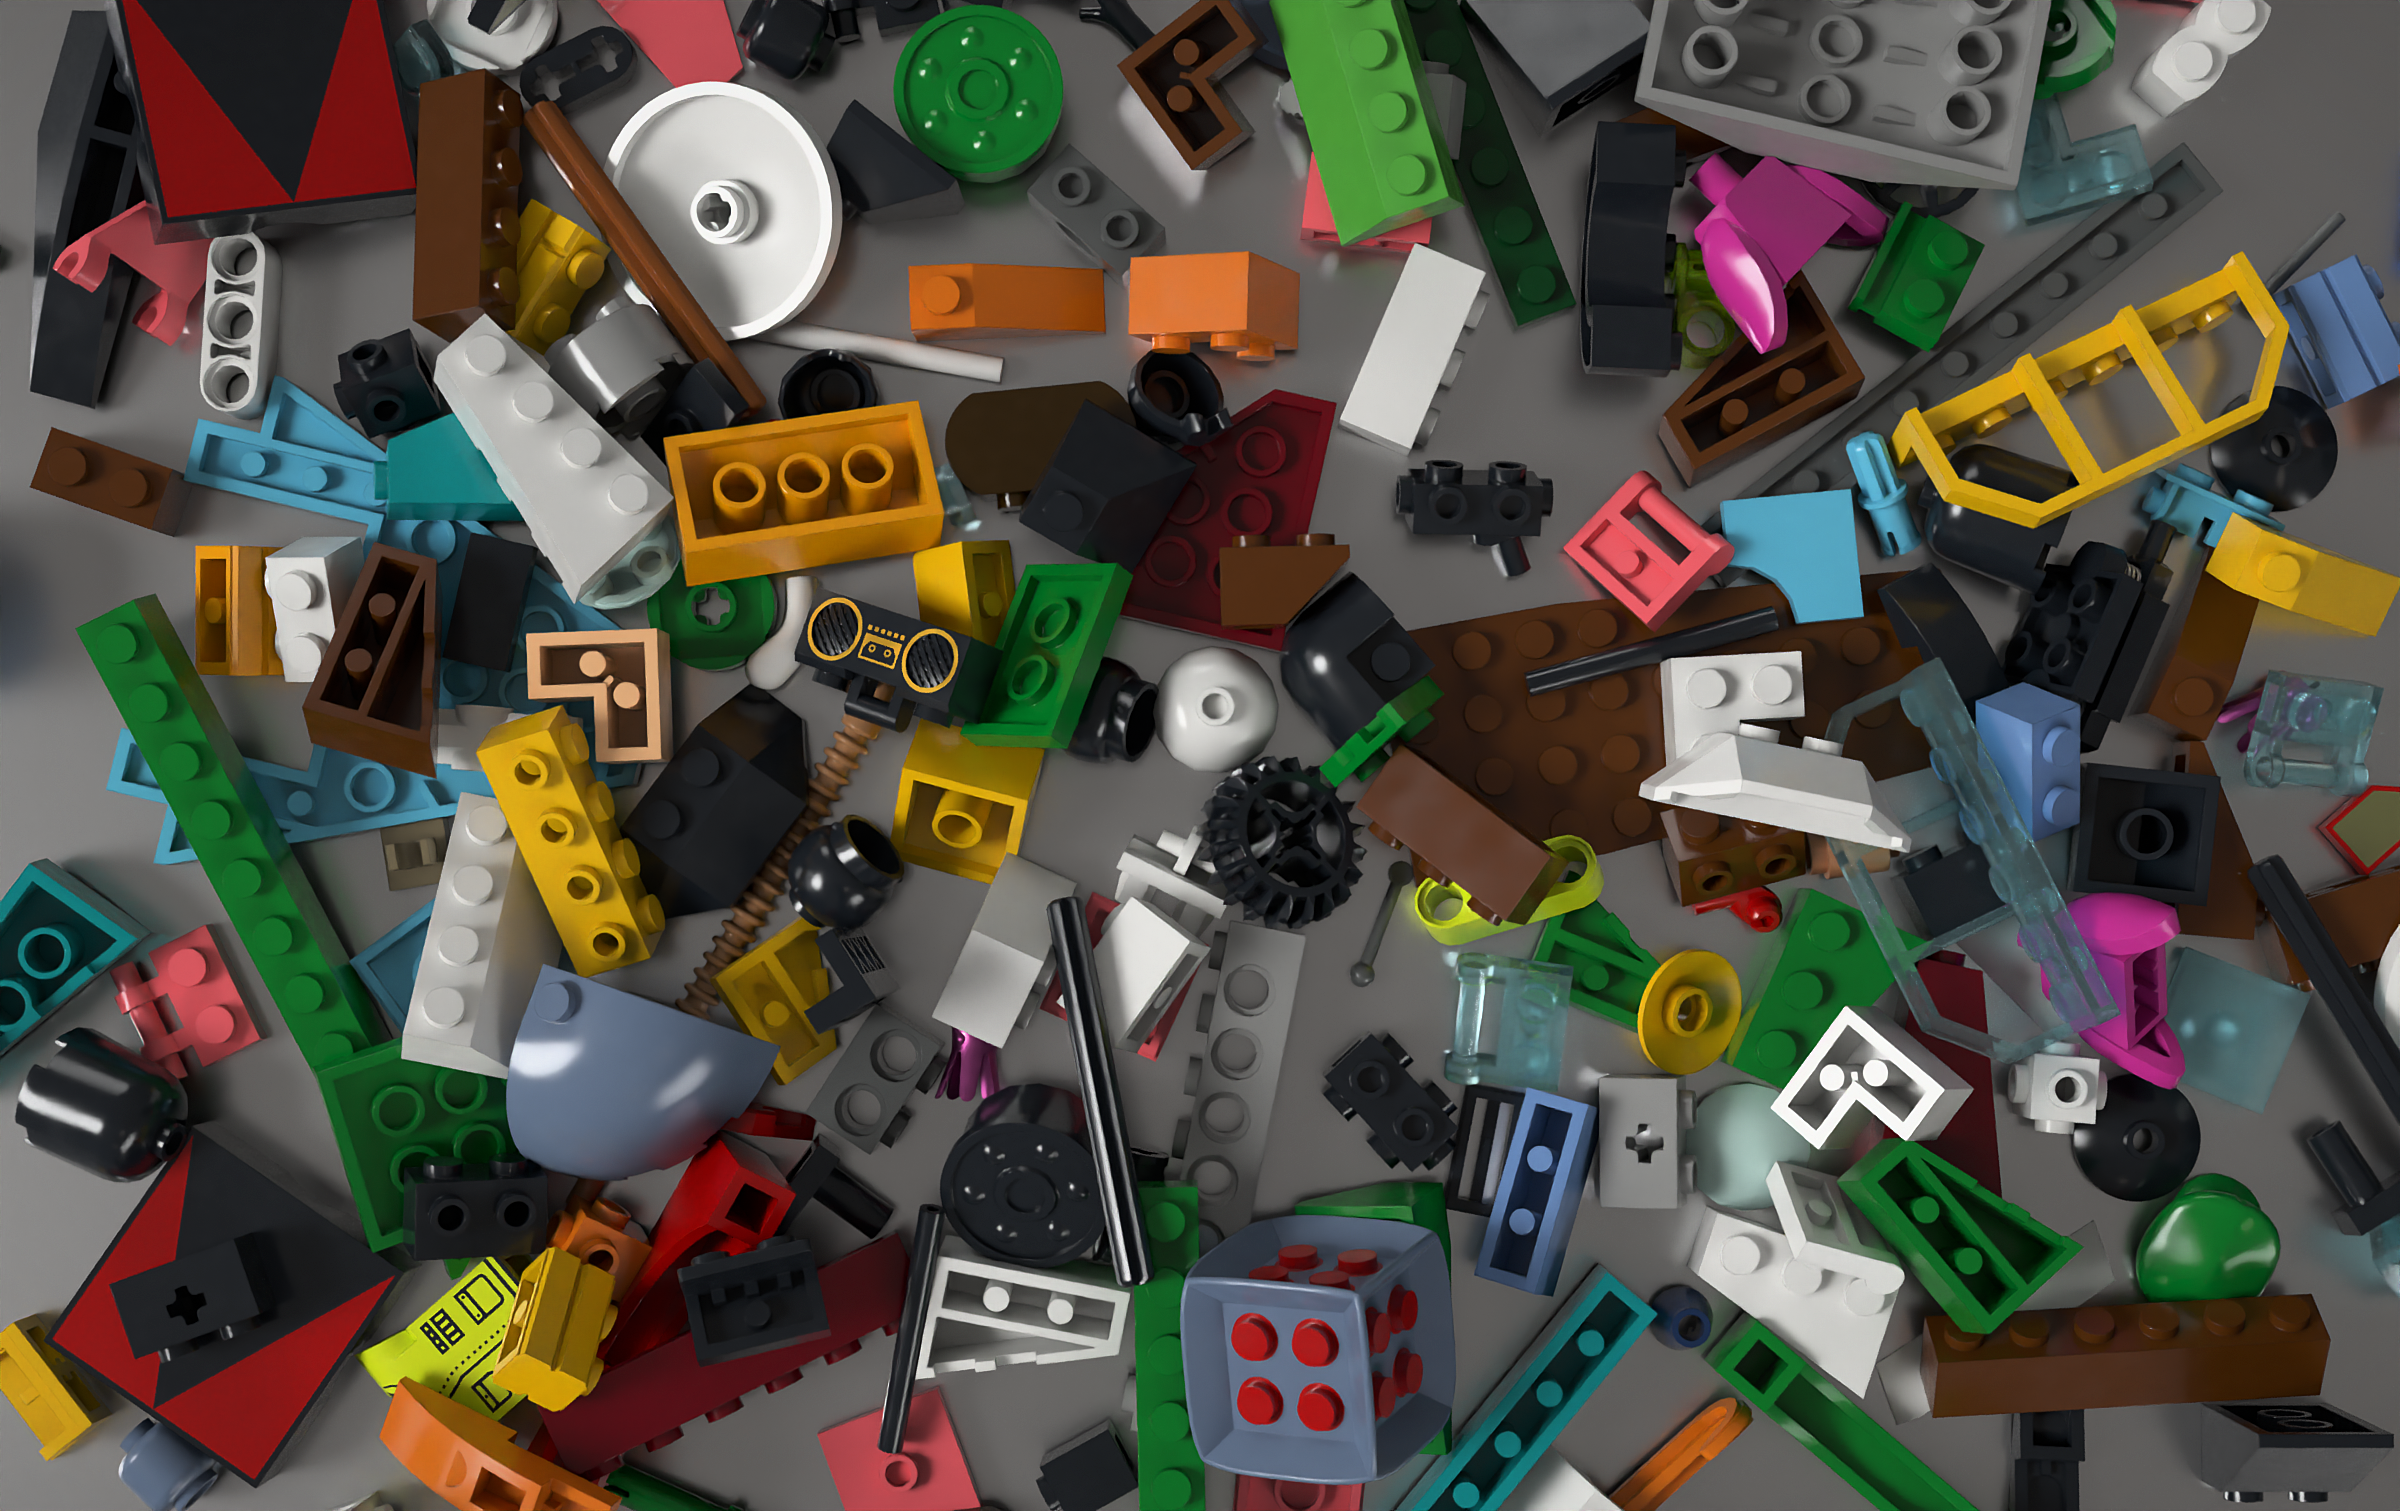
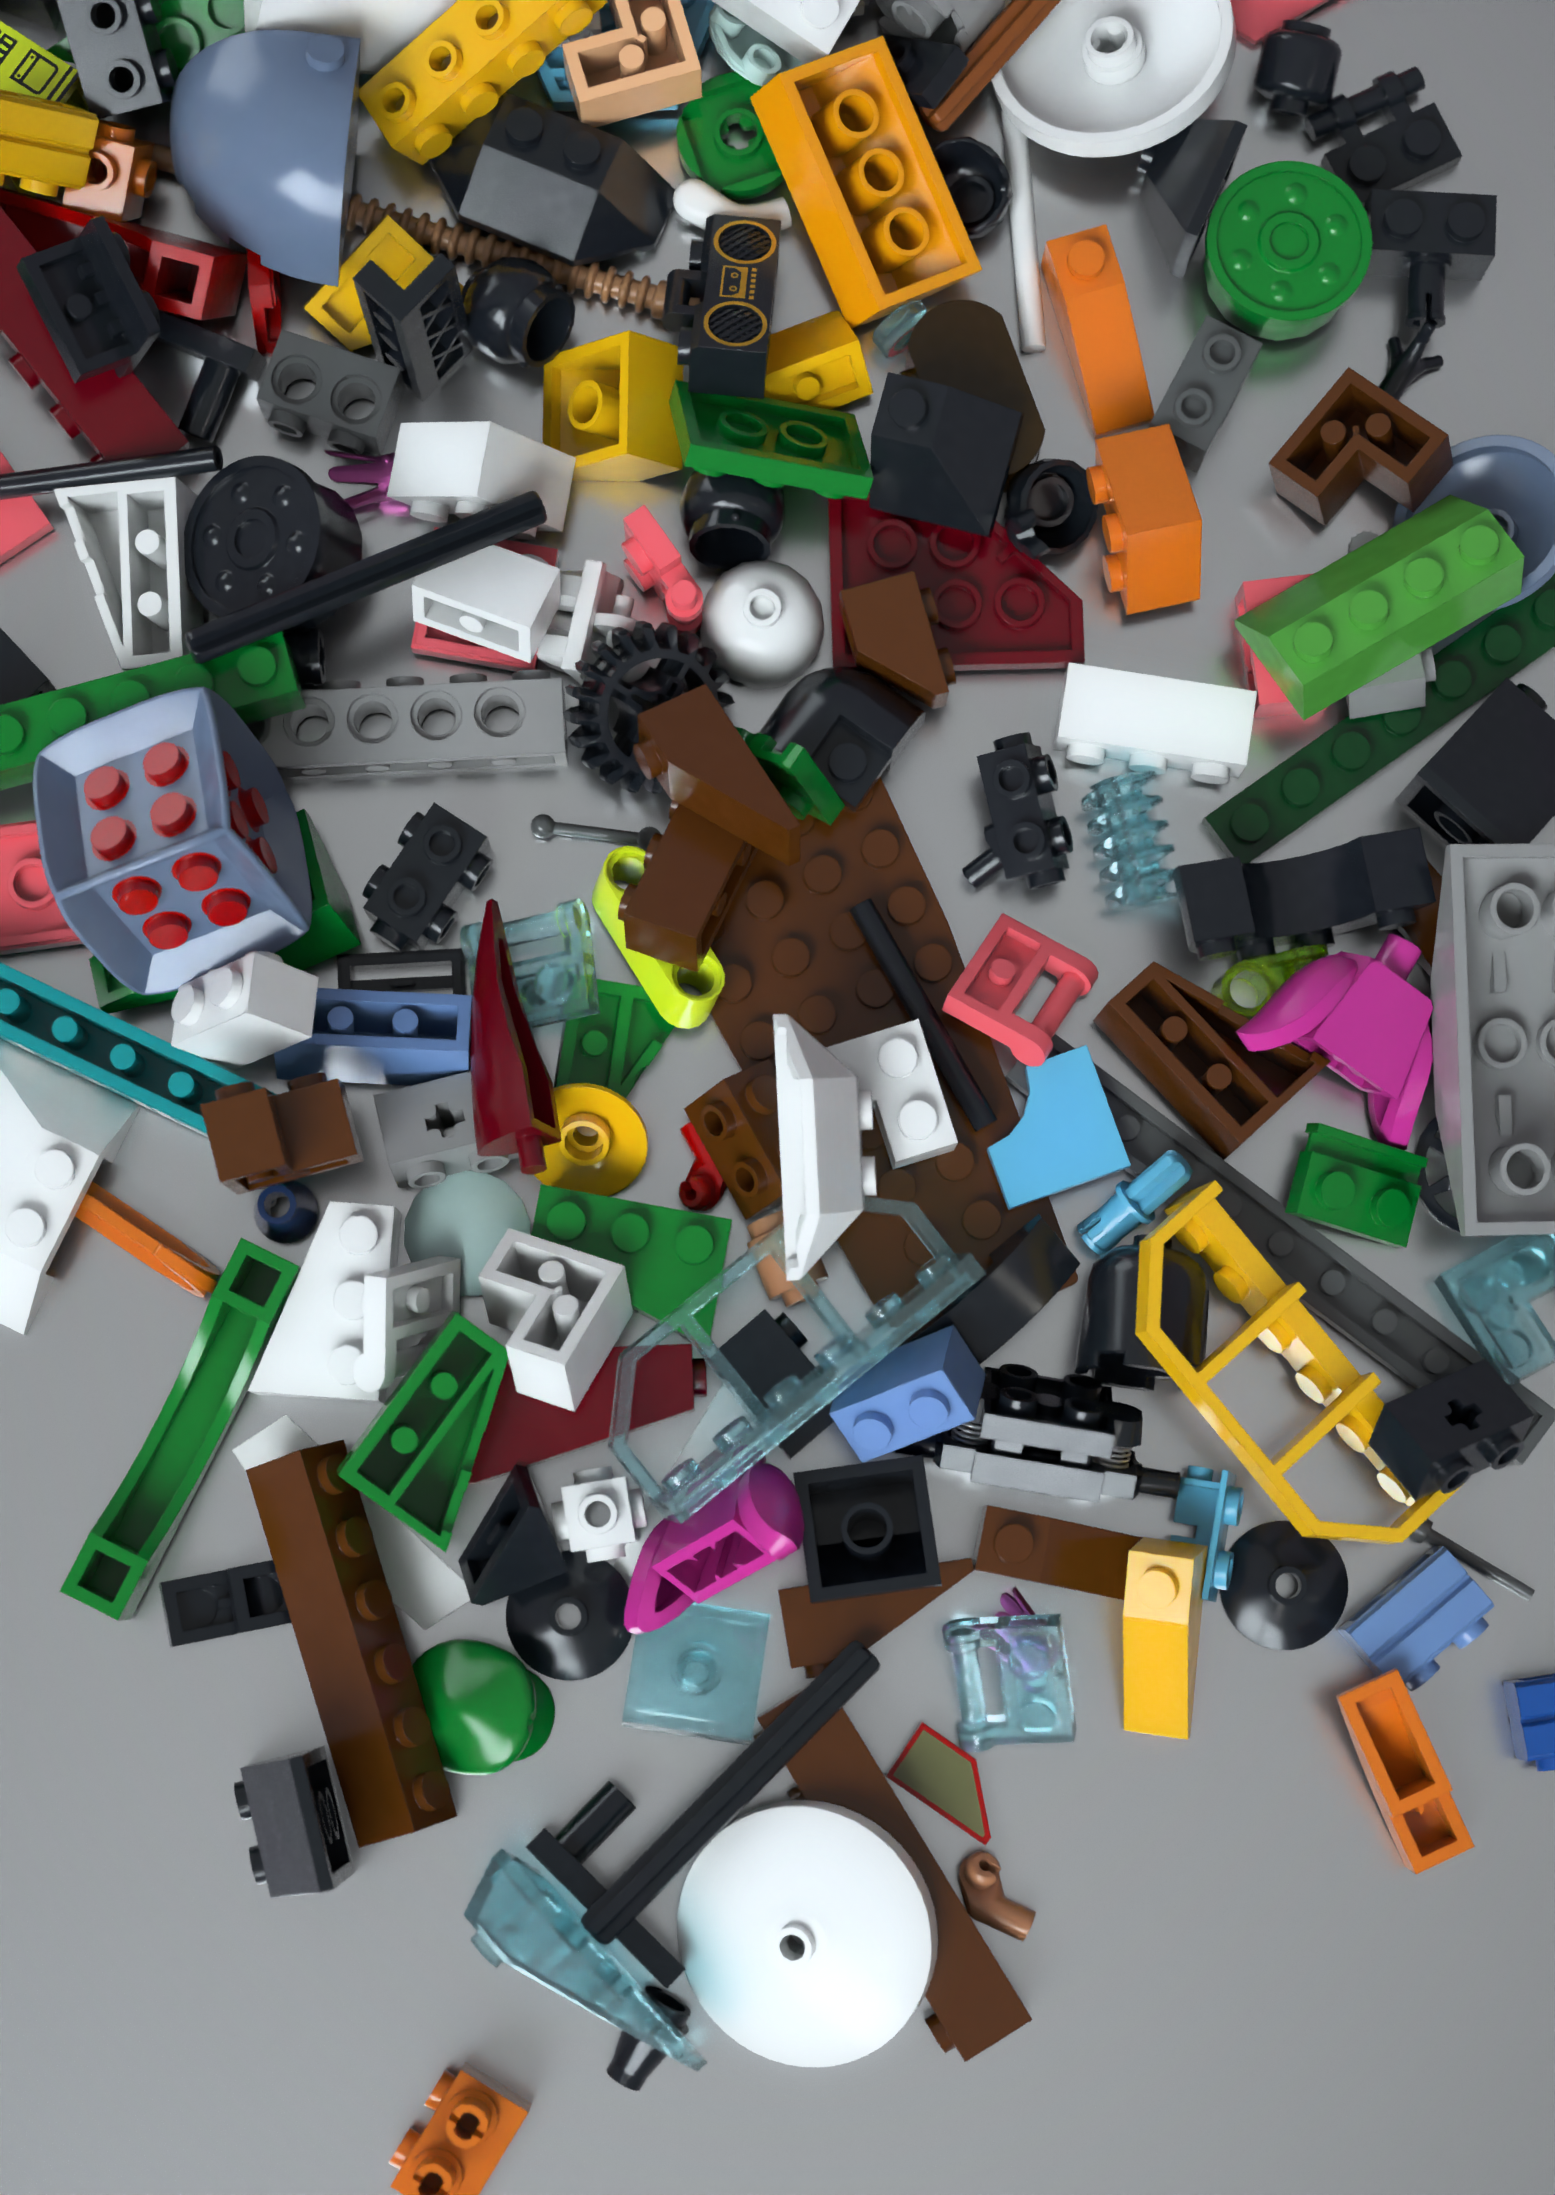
camera: 65 degrees right, 5 degrees down
(1134, 801) = (658, 564): none -> coral plate
(1379, 797) = (714, 773): none -> reddish brown slope
(1499, 1314) = (244, 1010): none -> white brick
(1526, 403) = (1129, 841): none -> clear light blue piece
(1617, 1070) = (508, 1077): none -> dark red piece
(1637, 1315) = (282, 1136): none -> reddish brown brick
(2065, 1178) = (512, 1544): none -> black slope
(2192, 282) = (1451, 1430): none -> black brick

